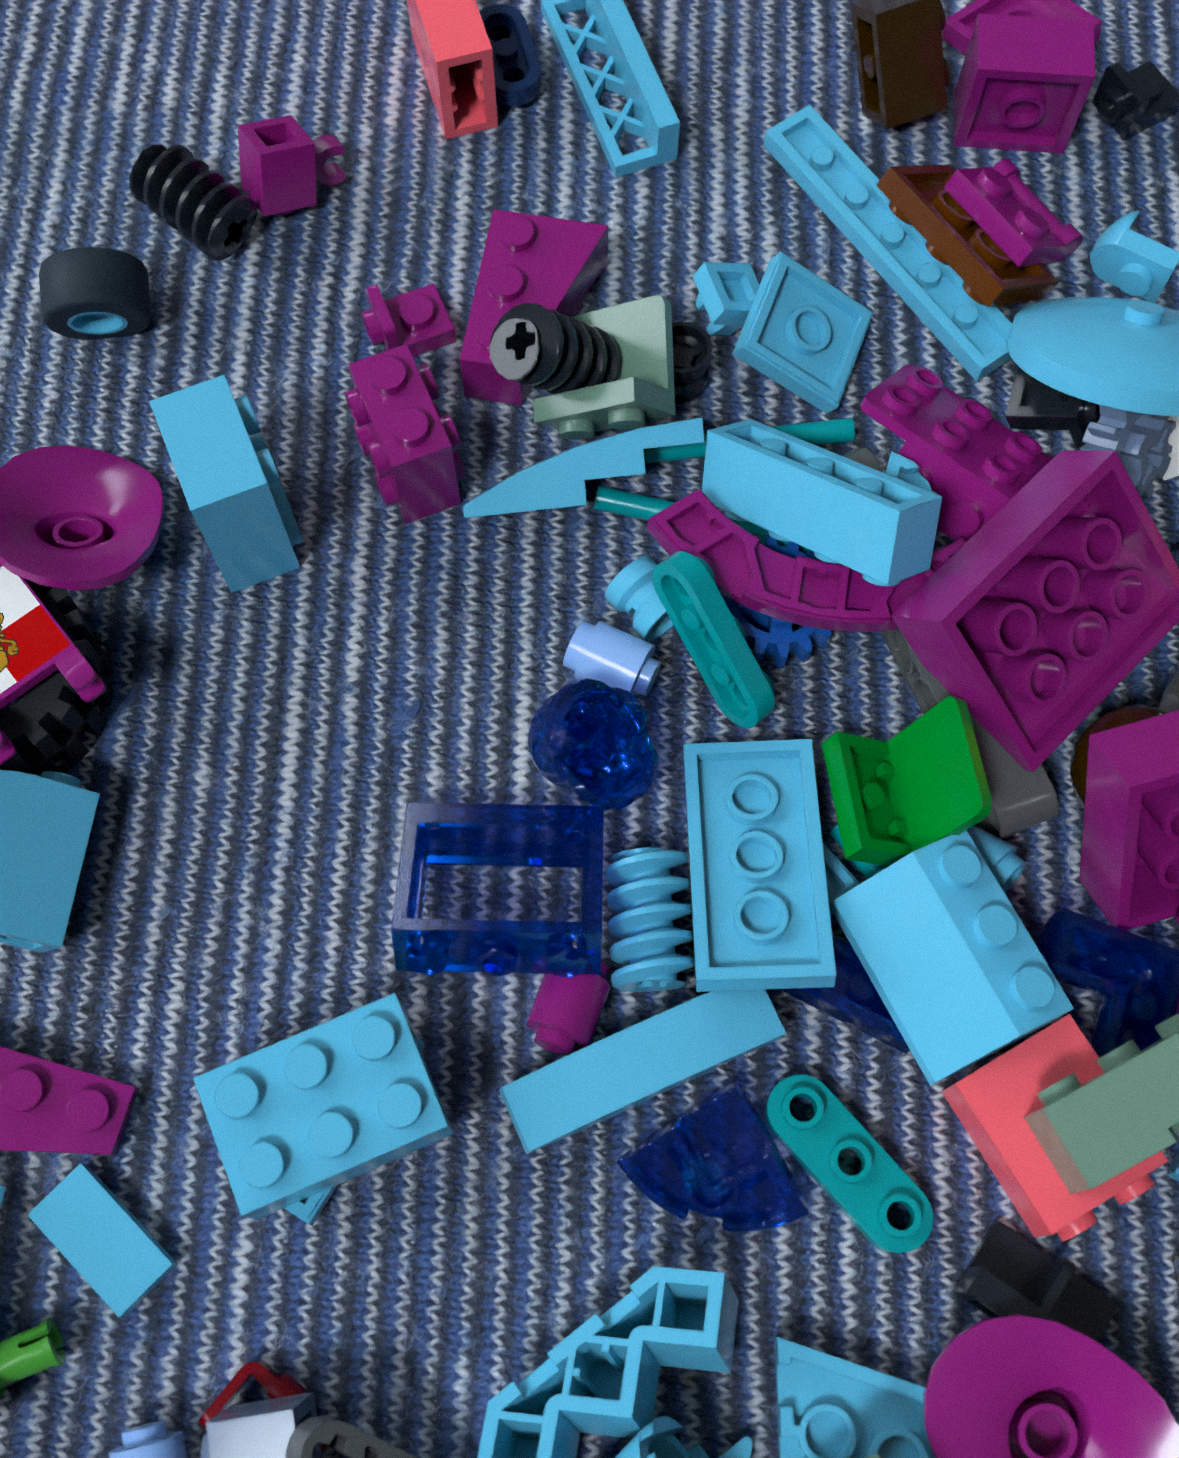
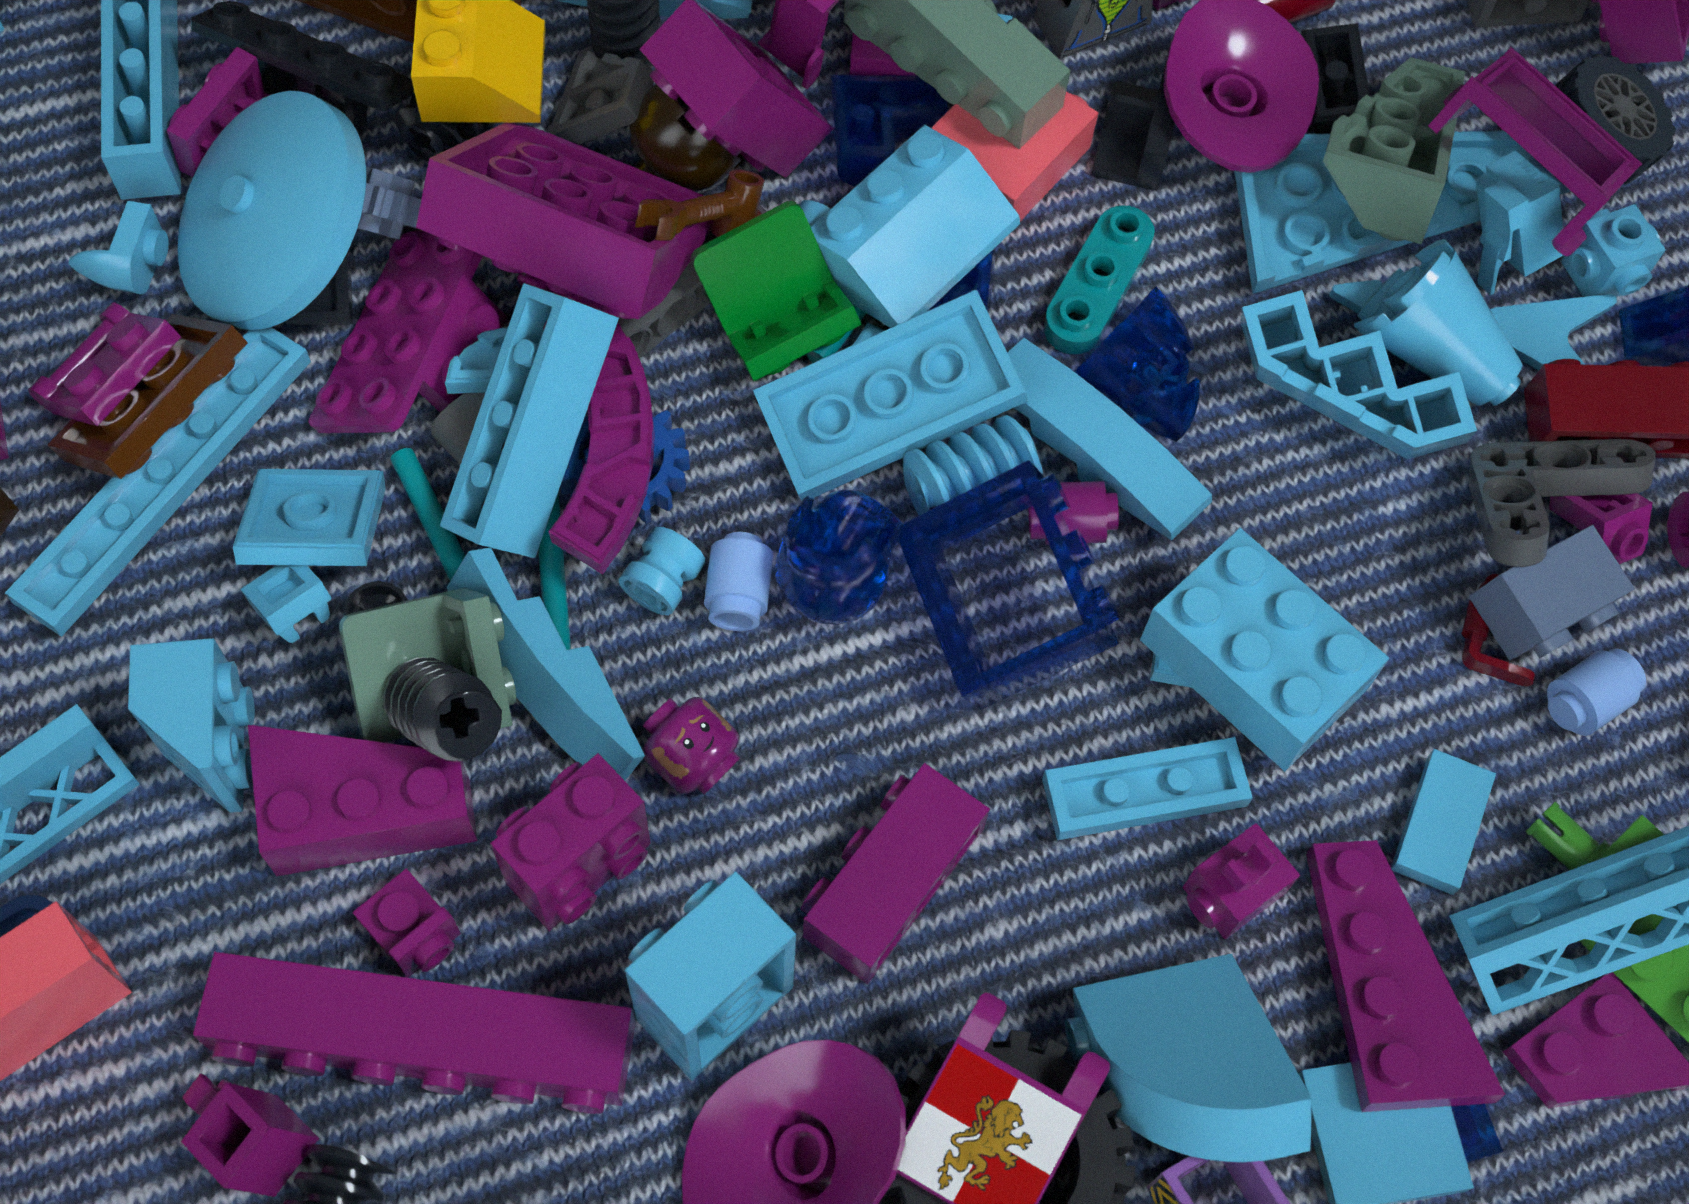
camera: 115 degrees left, 5 degrees down
(129, 995) = (1239, 882): none -> magenta brick
(258, 953) = (1146, 788): none -> medium azure plate
(281, 693) = (892, 871): none -> magenta brick
(323, 284) = (416, 1030): none -> magenta brick
(466, 567) = (690, 745): none -> magenta head
(635, 187) = (195, 713): none -> medium azure slope
(713, 638) = (693, 485): teal plate -> none
(1006, 759) = (726, 209): none -> reddish brown brick

